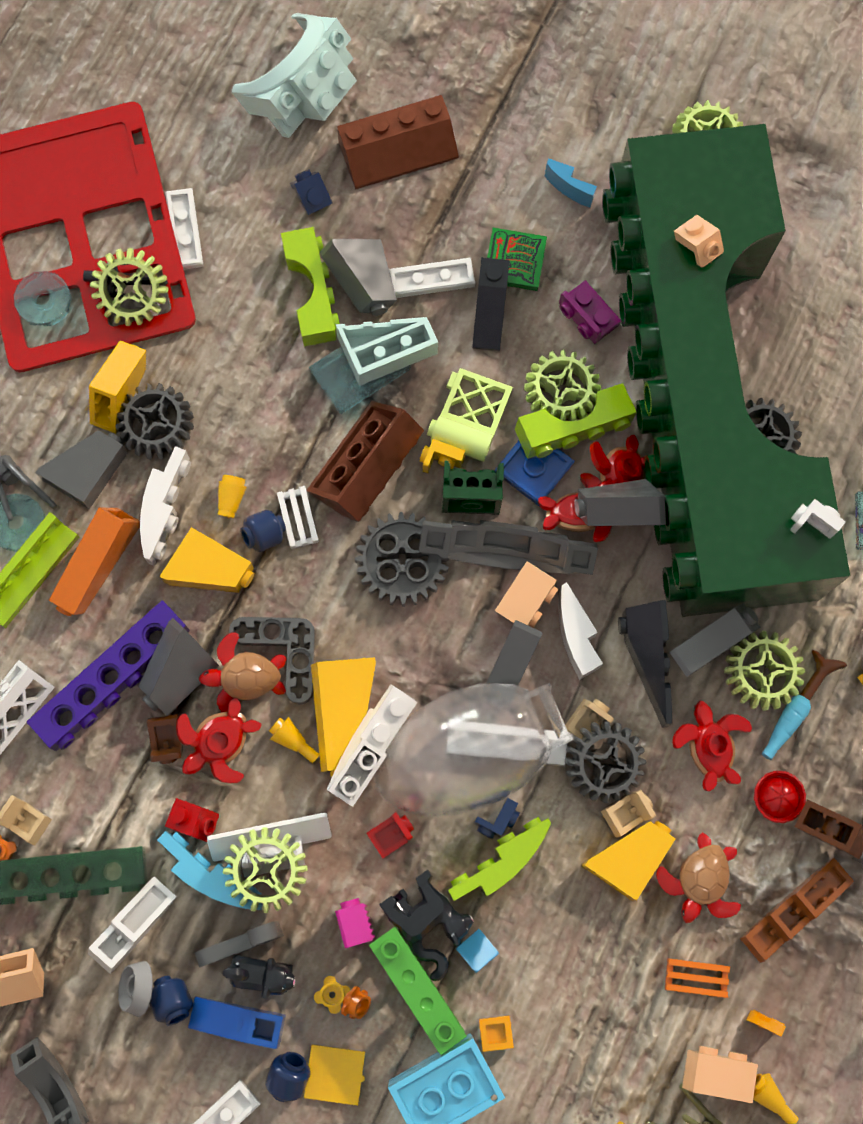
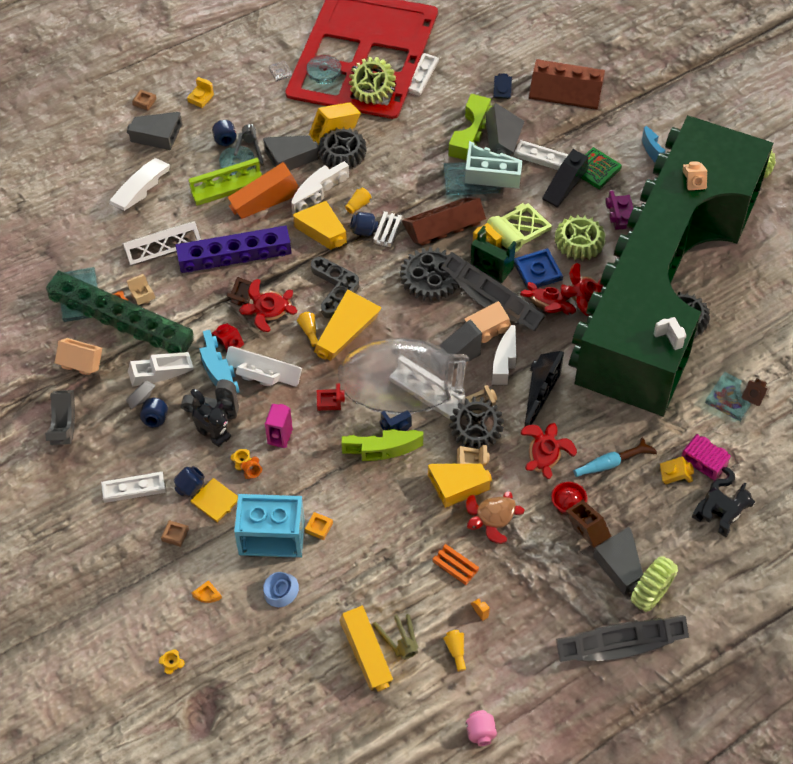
camera: 35 degrees right, 20 degrees down
(174, 669) = (270, 260): dark grey slope -> none
(237, 1022) = (184, 442): blue slope -> none
(243, 675) = (304, 281): medium nougat animal -> none
(274, 881) = (238, 365): yellowish green gear -> none
(306, 80) = (532, 29): light aqua piece -> none
(368, 745) = (343, 343): white slope -> none
(418, 990) = (289, 460): bright green fence -> none
(422, 918) = (318, 446): black animal -> none
(477, 950) = (338, 483): dark azure slope -> none
(543, 432) = (555, 252): lime arch -> none
(621, 504) = (567, 293): dark grey slope -> none
(715, 639) = (581, 392): dark grey slope -> none
(720, 1075) = (433, 614): light nougat brick -> none
(763, 683) = (607, 436): yellowish green gear -> none
(797, 910) = (542, 561): dark orange slope -> none

